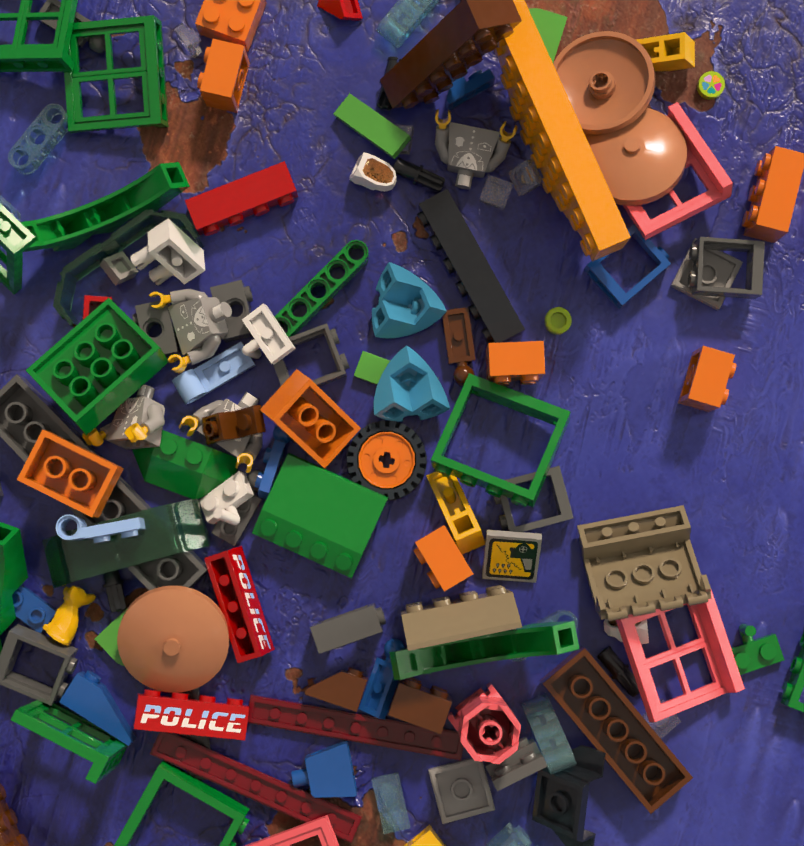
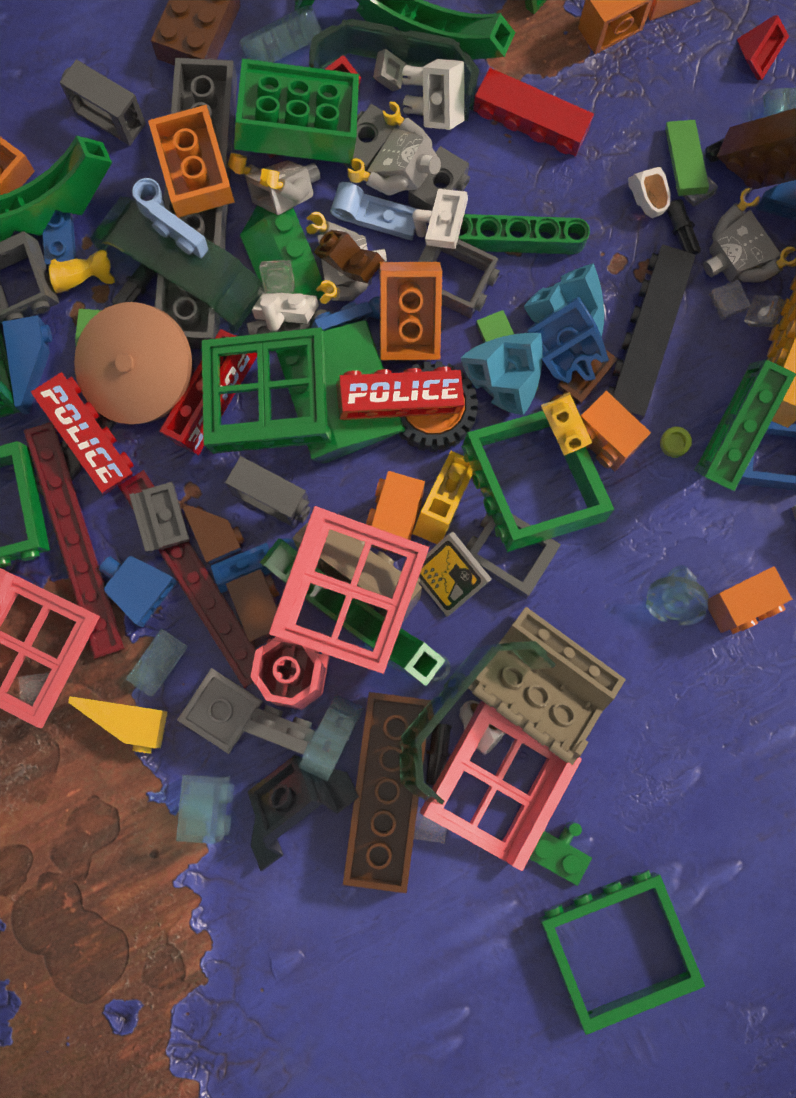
camera: 45 degrees right, 5 degrees down
(25, 321) = (282, 36): none -> clear light blue beam
(201, 485) = (277, 276): none -> clear plate
(296, 715) = (159, 517): none -> dark grey plate
(307, 595) = (265, 432): none -> green window
(363, 481) = (399, 394): none -> red brick
(429, 330) = (570, 341): none -> blue plate
(441, 667) = (304, 573): none -> coral window
(487, 390) = (566, 424): none -> yellow hips
(596, 281) = (744, 423): none -> green window
(597, 644) = (411, 757): none -> clear green windscreen
(663, 422) = (678, 597): none -> clear light blue tile

